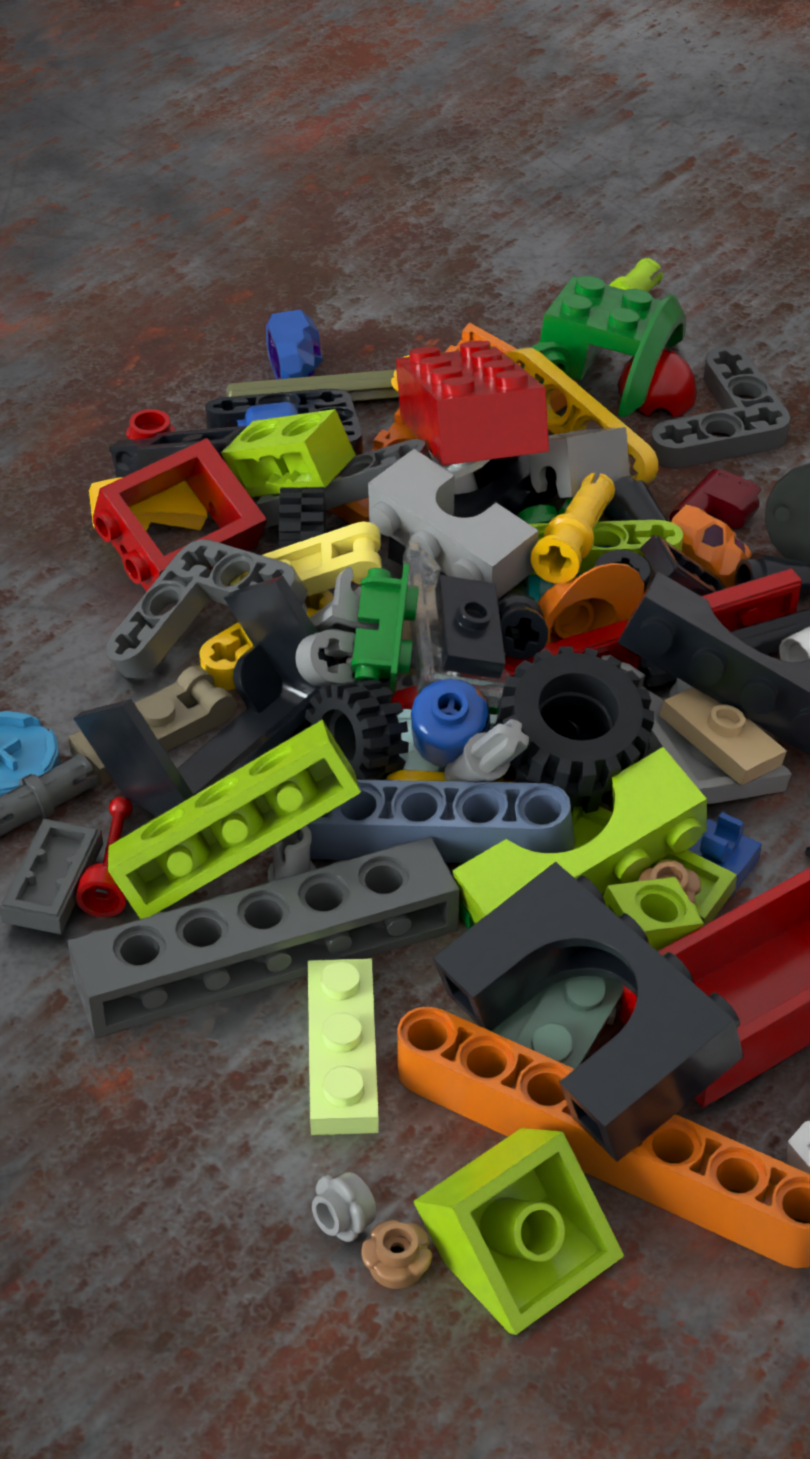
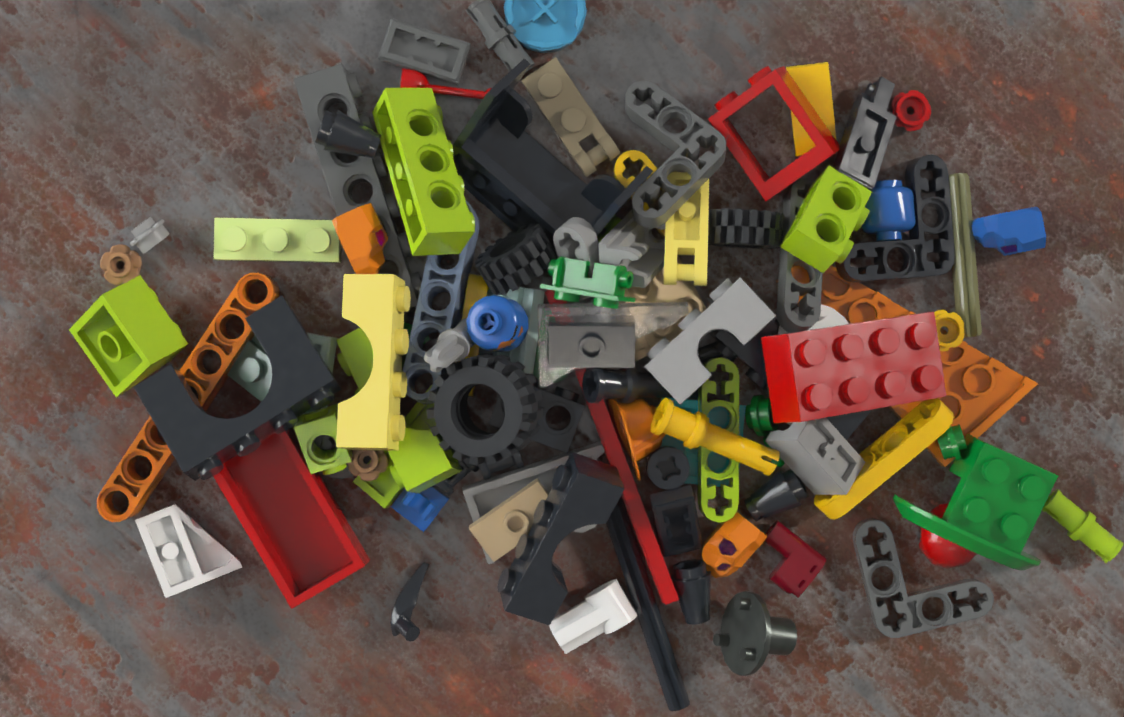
camera: 95 degrees right, 45 degrees up
(179, 911) = (347, 136): none -> black cone
(339, 883) = (362, 238): none -> orange rock
(449, 844) = (373, 415): none -> light yellow arch

